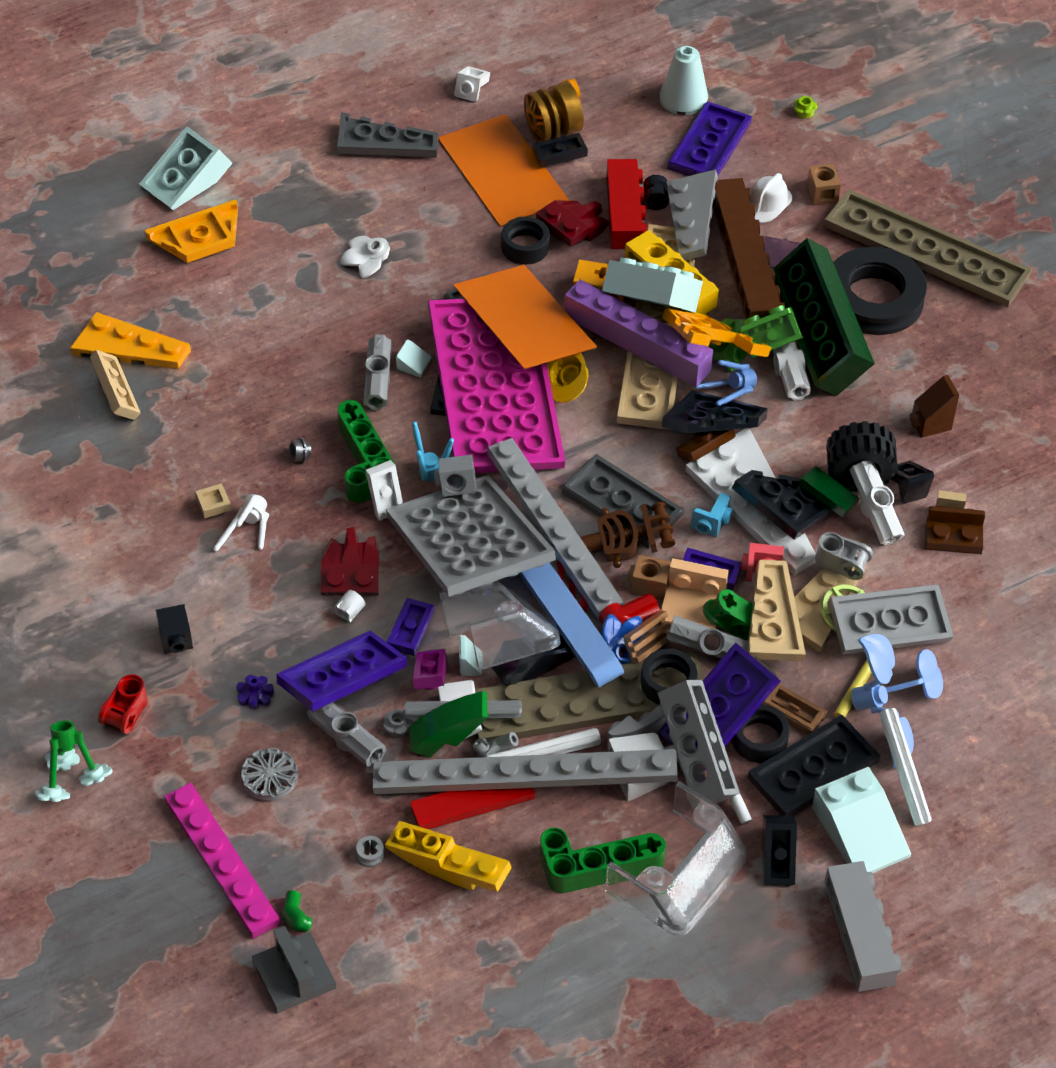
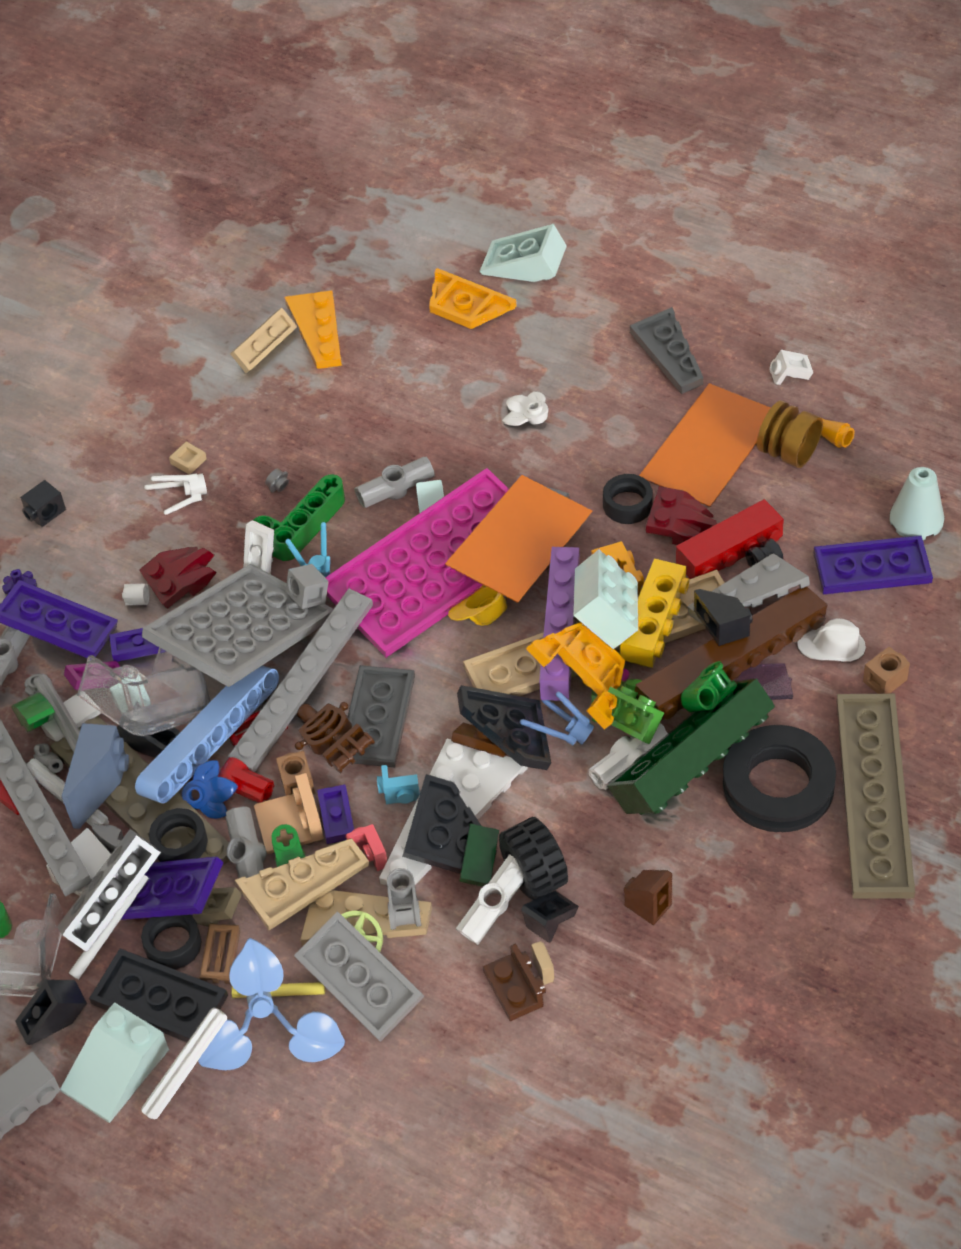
camera: 65 degrees right, 0 degrees up
(560, 150) = (760, 466): black plate -> none
(560, 702) = (94, 771): none -> sand blue slope
(655, 643) = (219, 792): medium nougat tile -> none
(720, 232) = (722, 616): none -> black slope
(786, 273) = (712, 687): none -> green piece

